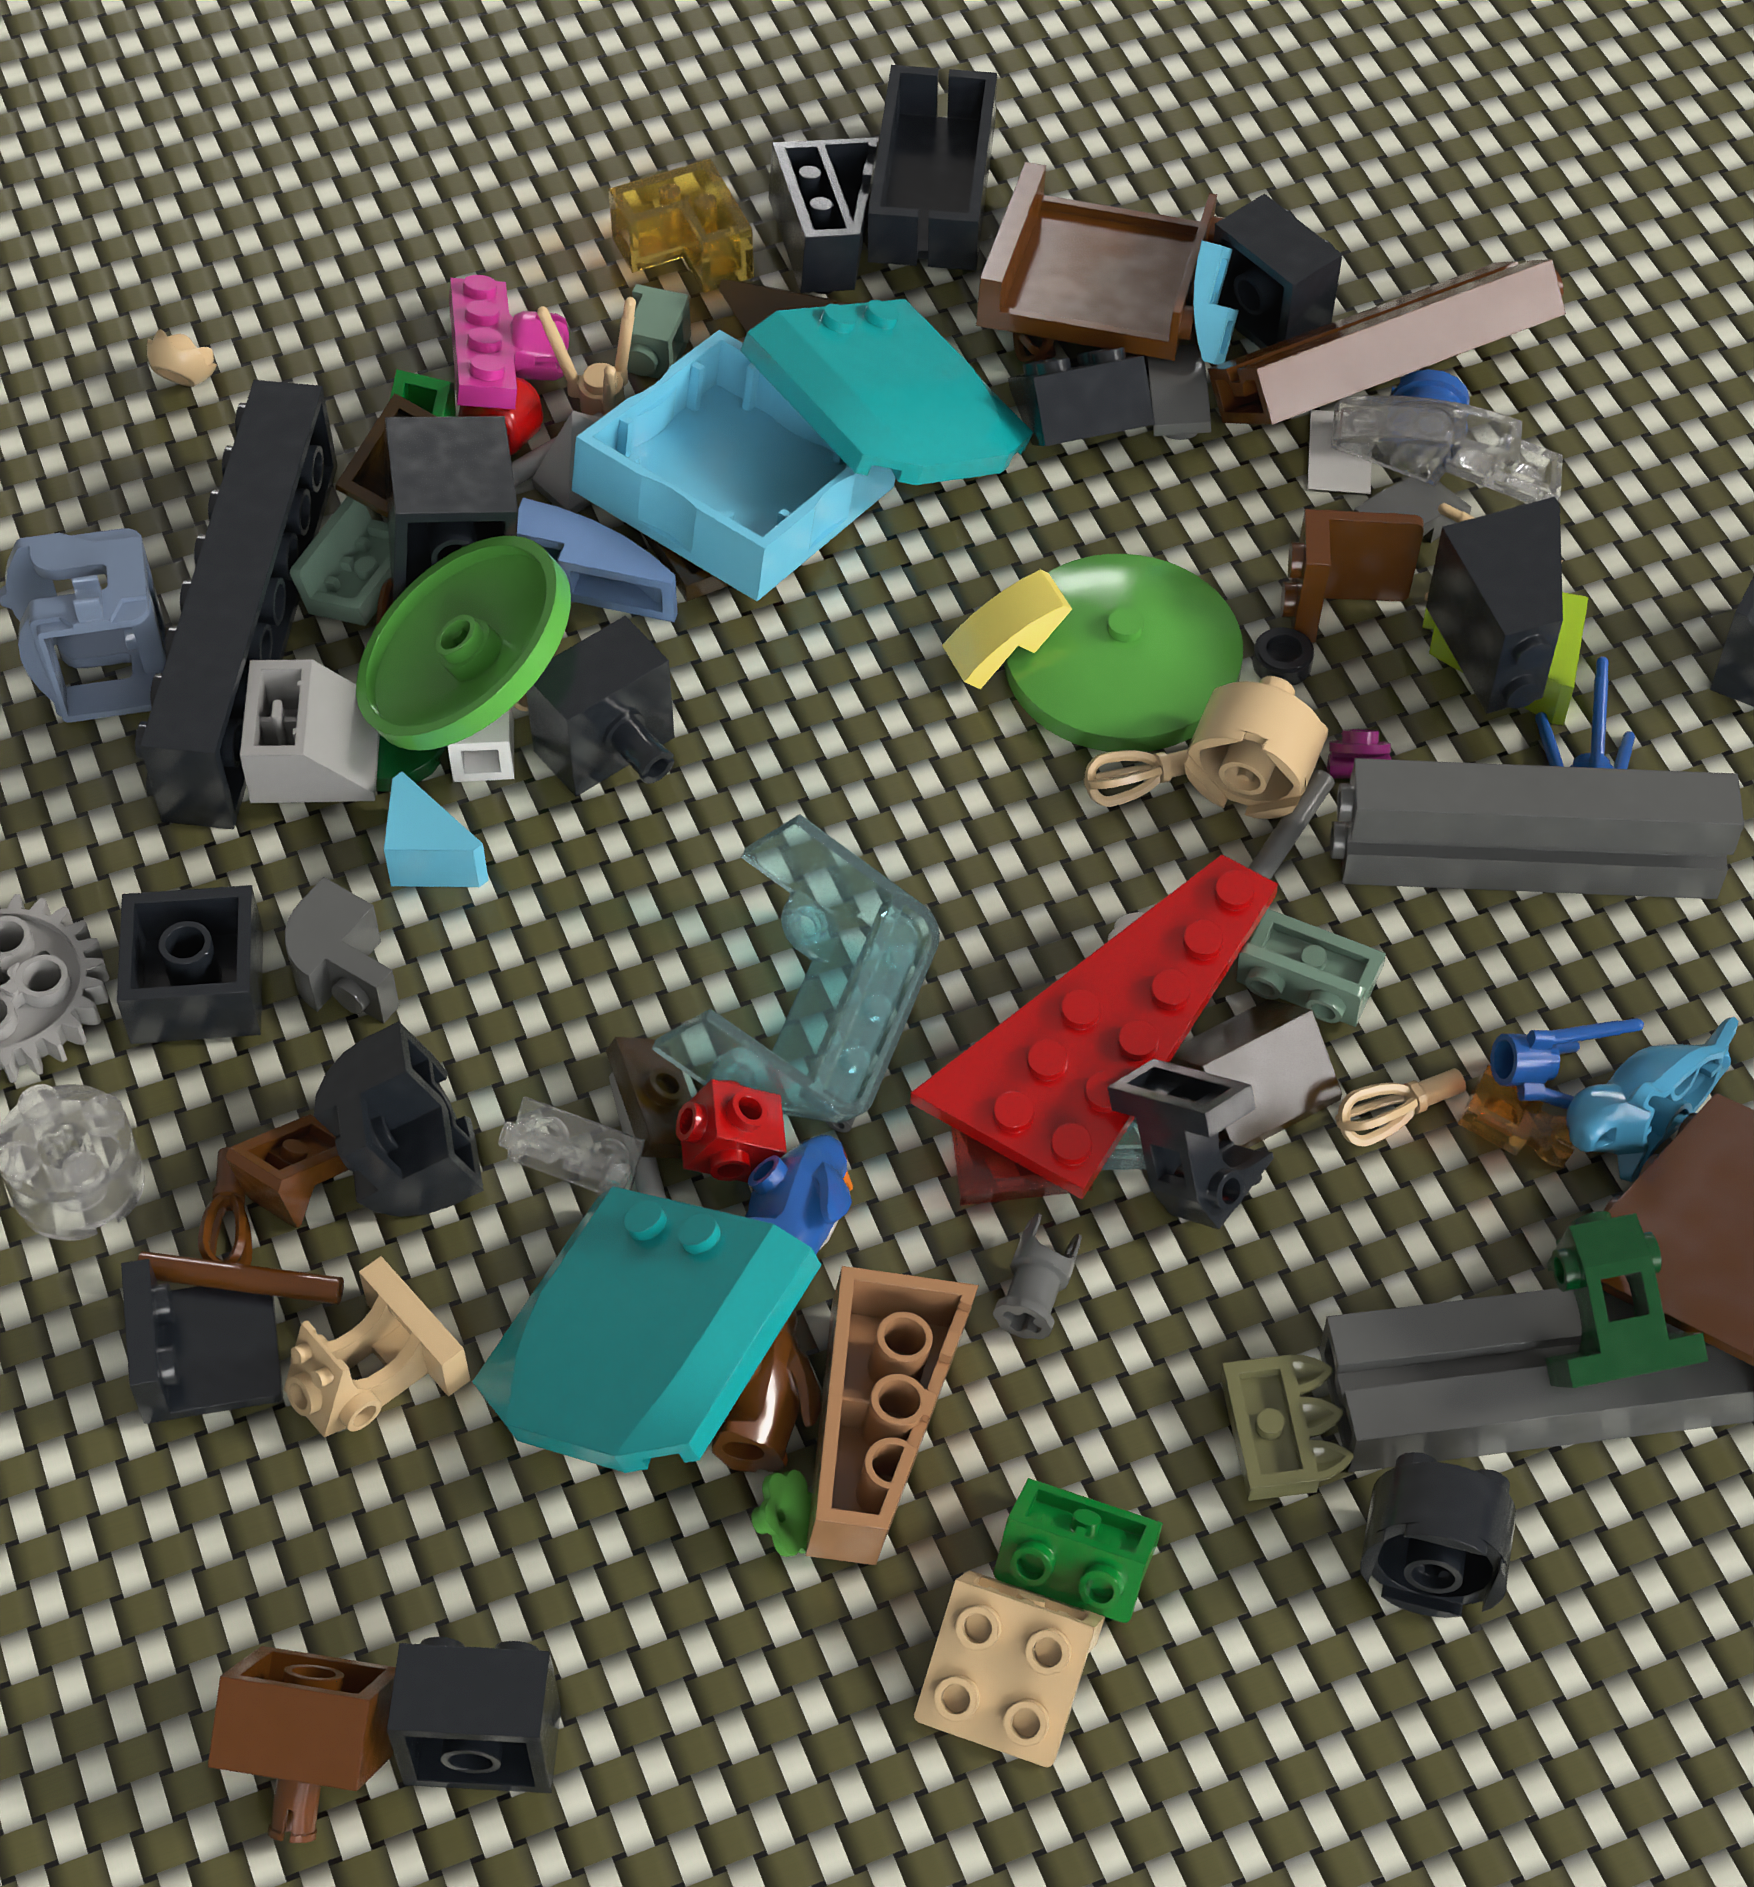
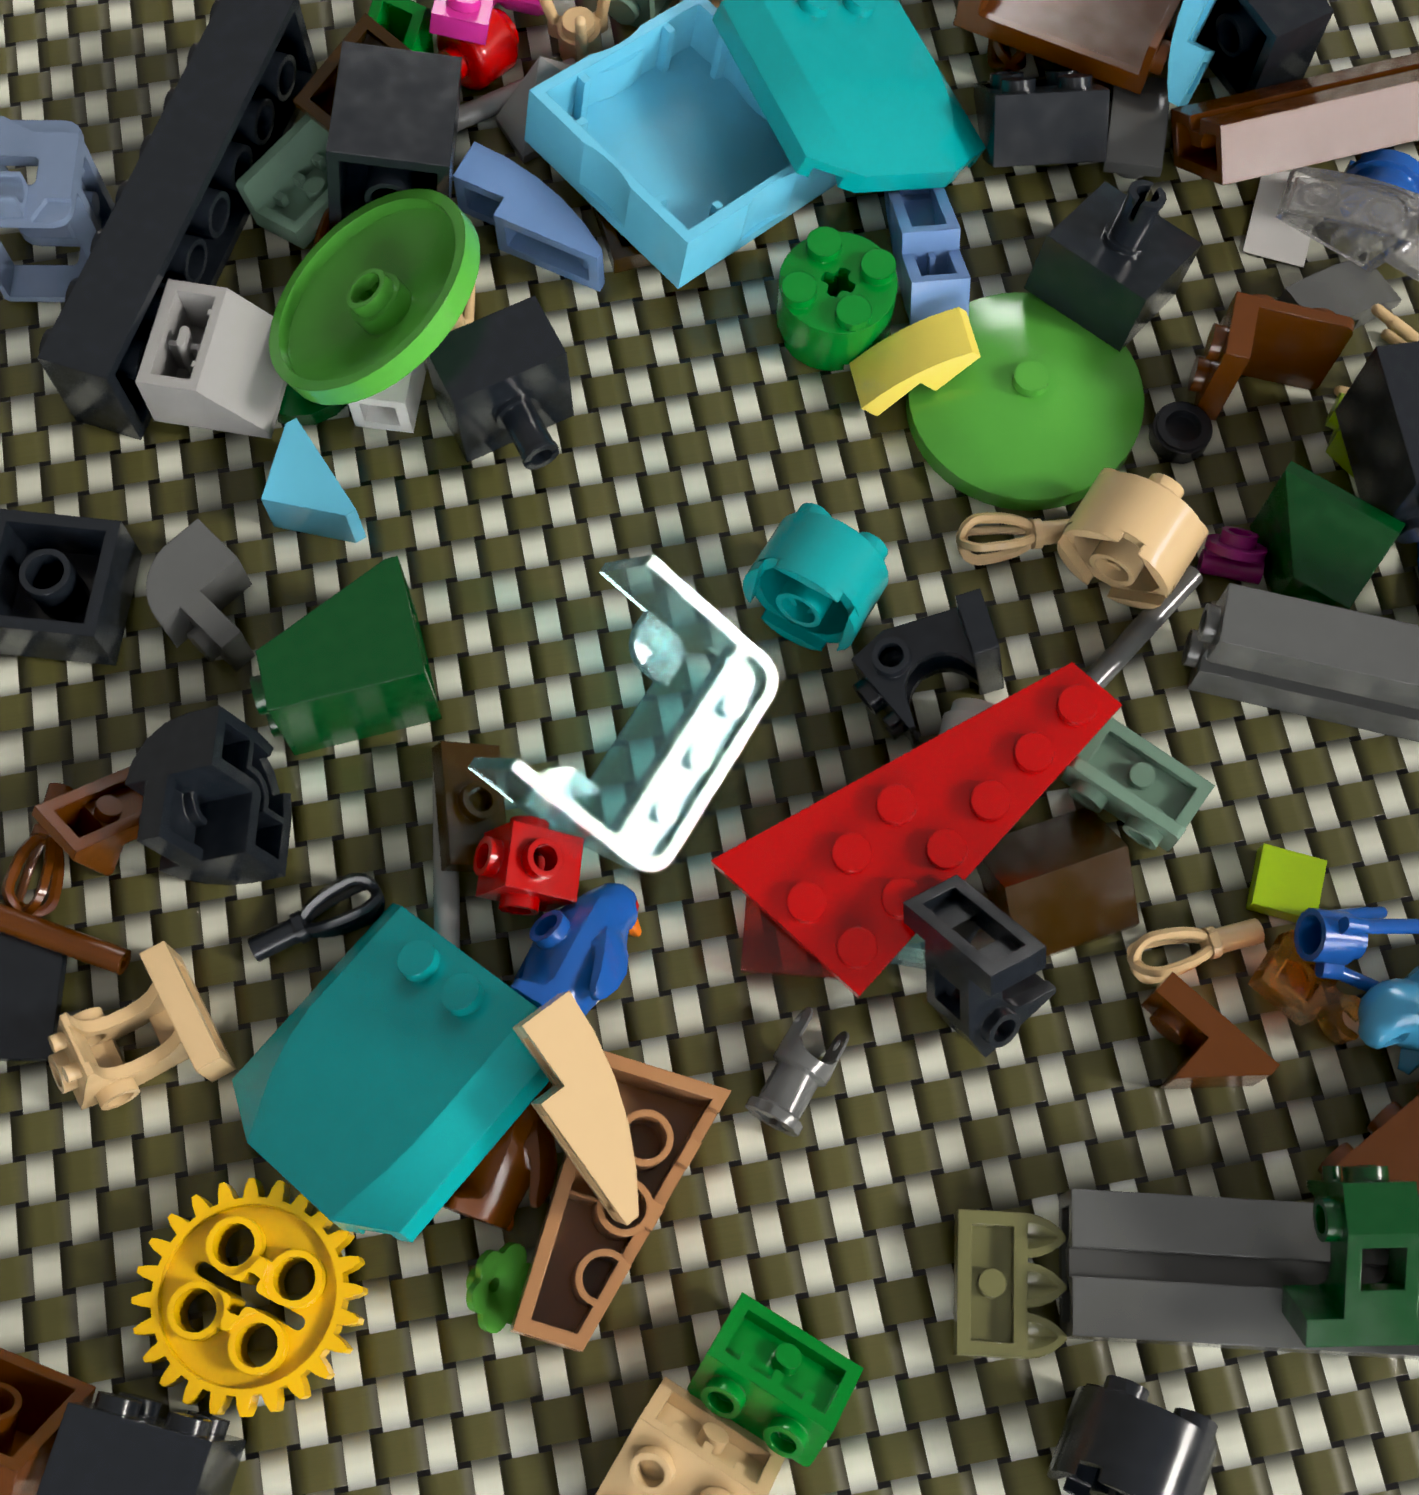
camera: 10 degrees right, 15 degrees up
(513, 984) = (348, 667): none -> dark green slope
(516, 1233) = (299, 926): none -> black piece
(562, 1511) = (218, 1355): none -> yellow gear
(571, 1147) = (384, 850): clear hinge -> none
(842, 1296) = (584, 1103): none -> tan slope
(915, 586) = (835, 298): none -> green brick
(957, 833) = (817, 579): none -> teal brick
(995, 530) = (927, 252): none -> medium blue slope
(1096, 868) = (907, 654): none -> black tile
(1182, 510) = (1113, 262): none -> black brick
(1436, 709) = (1321, 539): none -> dark green slope
(1440, 1184) = (1219, 1050): none -> reddish brown slope
(1471, 1031) = (1285, 883): none -> lime tile

